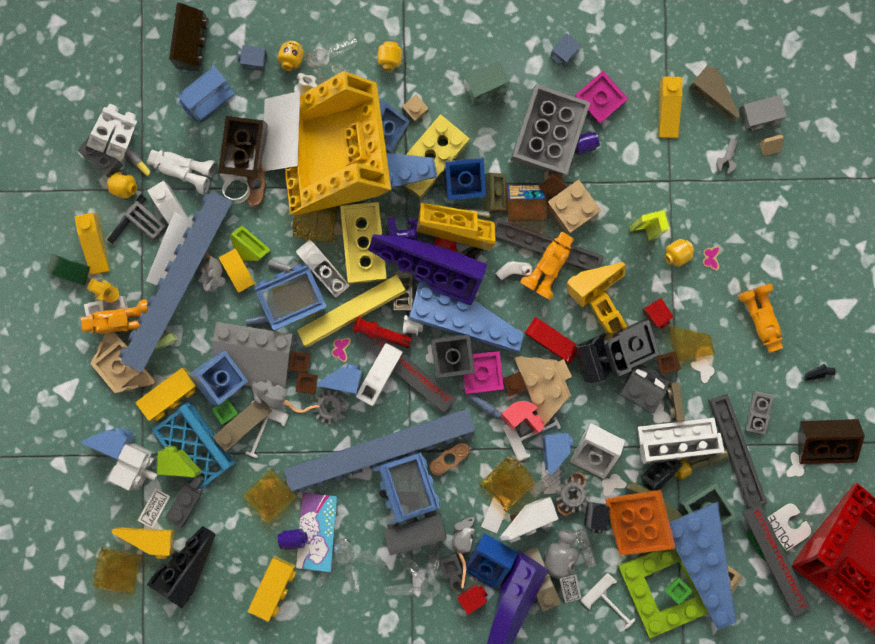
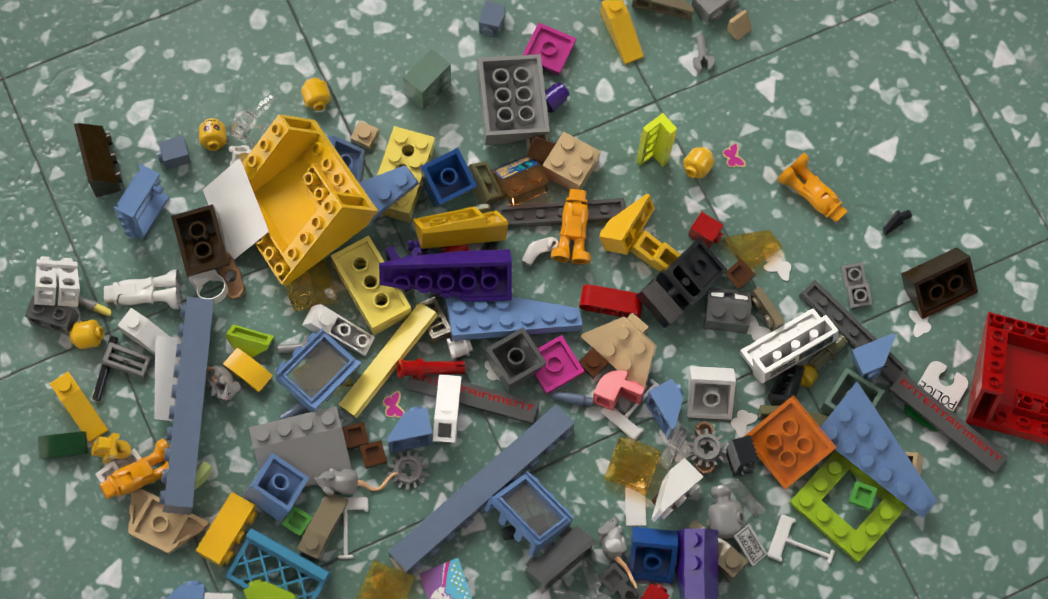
camera: 25 degrees left, 15 degrees down
(439, 466) = (552, 479): medium nougat piece -> none
(742, 485) = (872, 356): none -> medium blue slope

